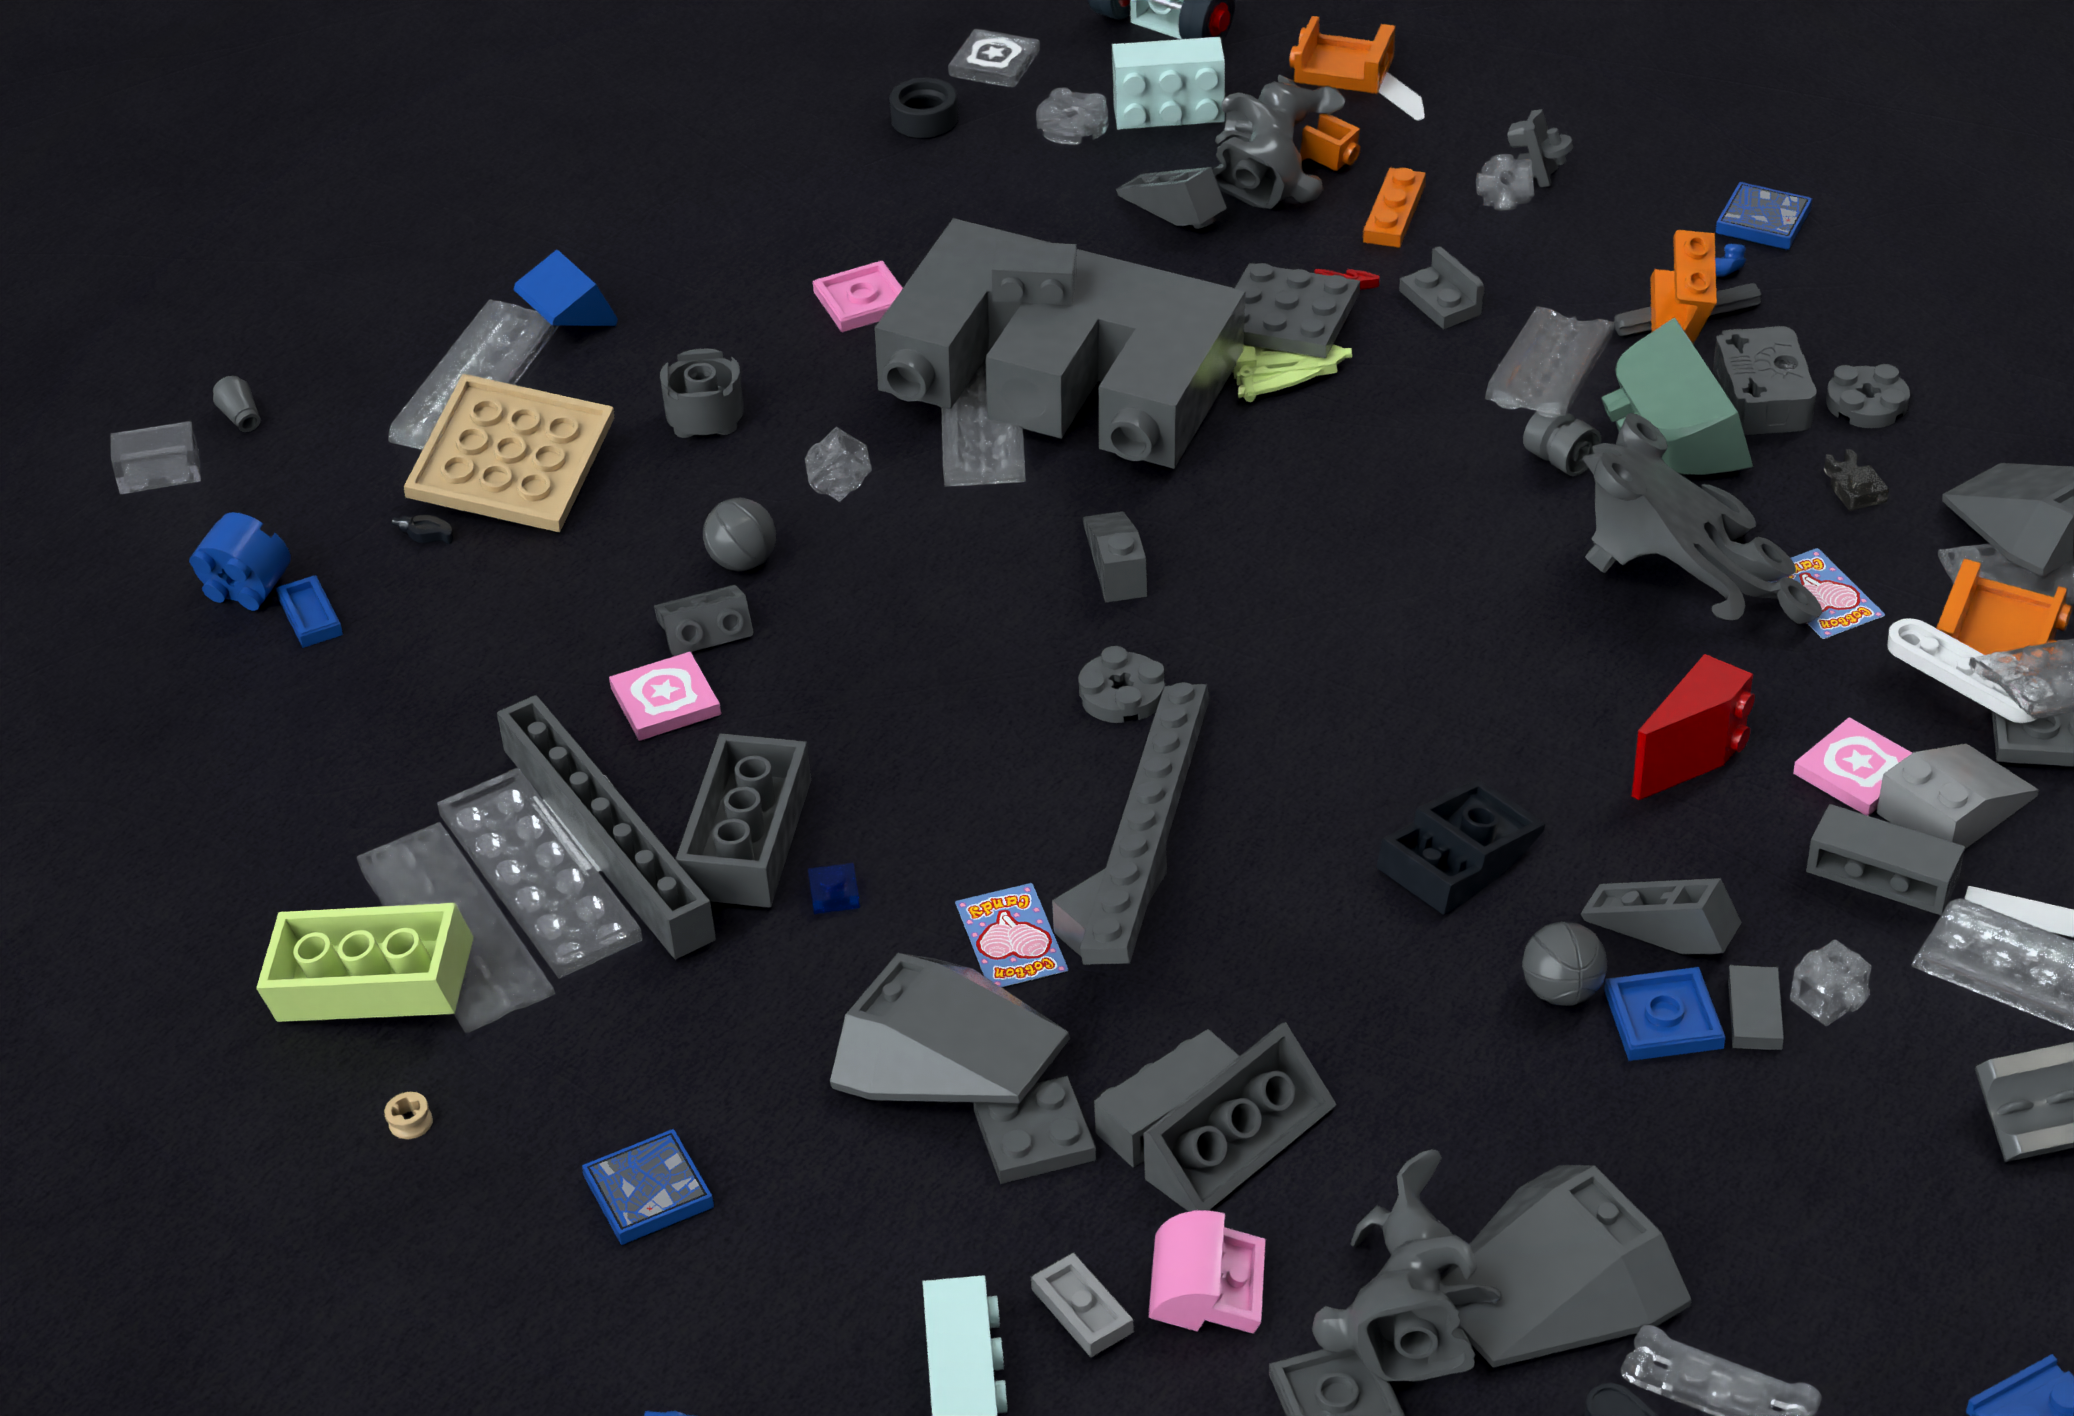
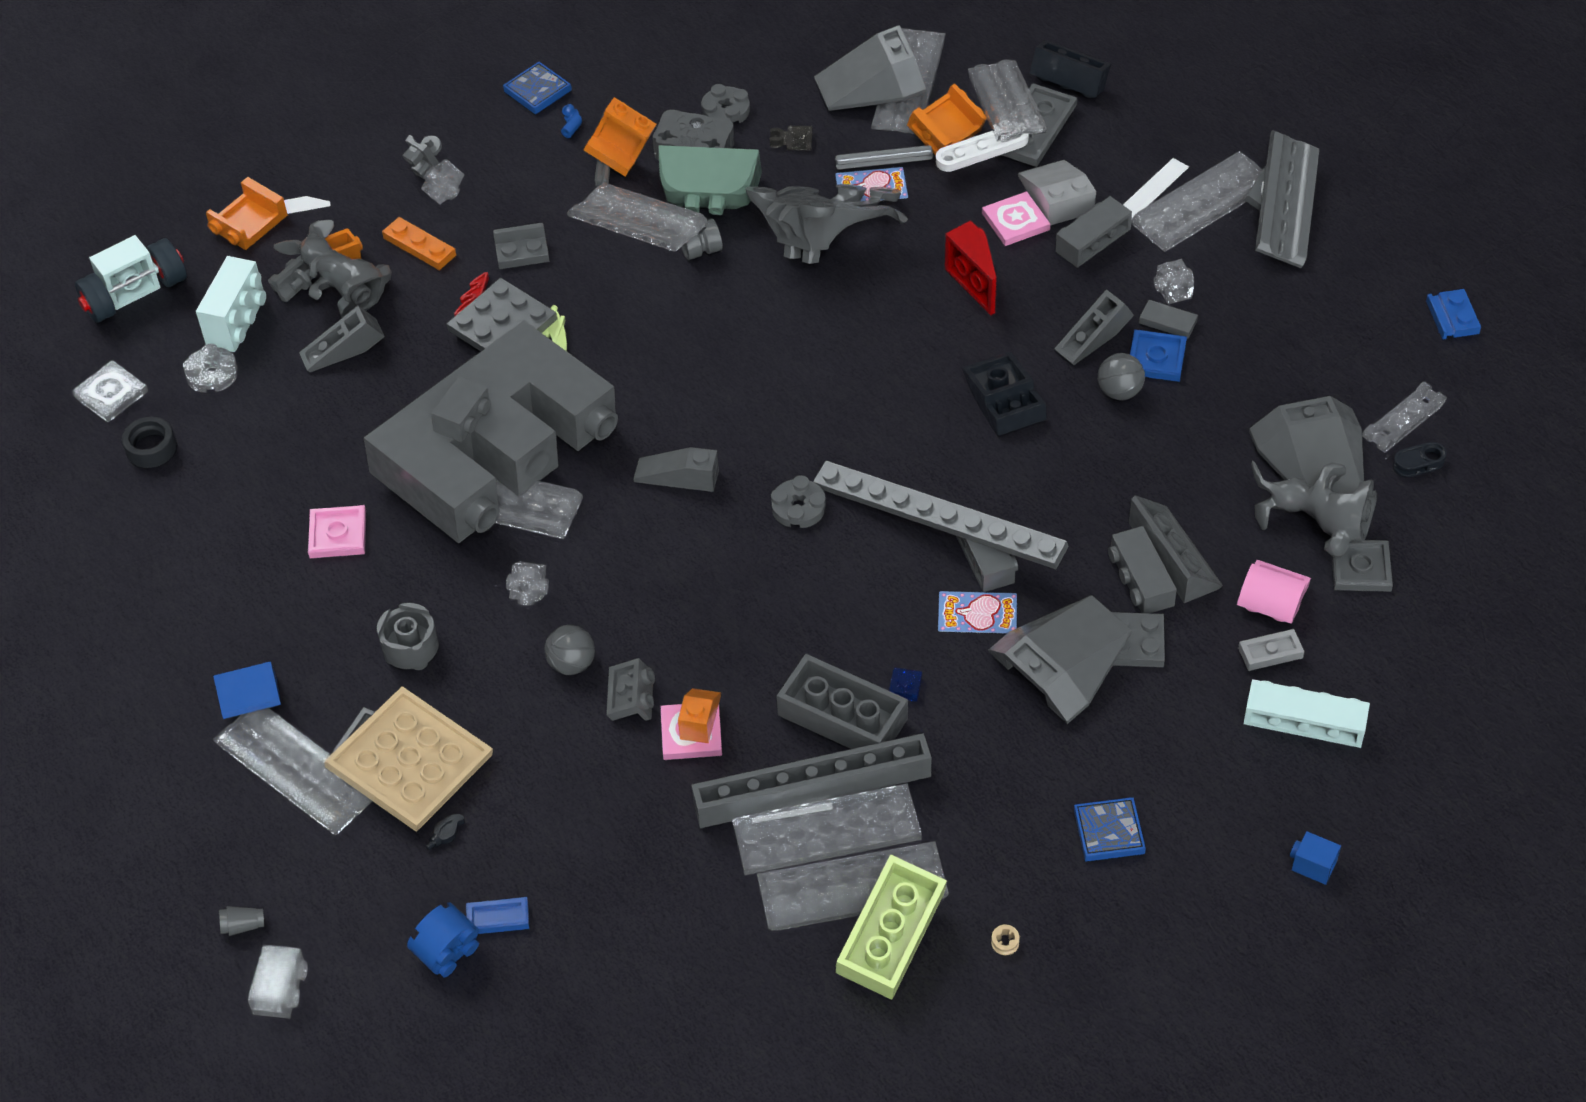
camera: 70 degrees left, 10 degrees up
(678, 678) = (698, 715): none -> orange slope
(1878, 578) = (883, 157): none -> axle

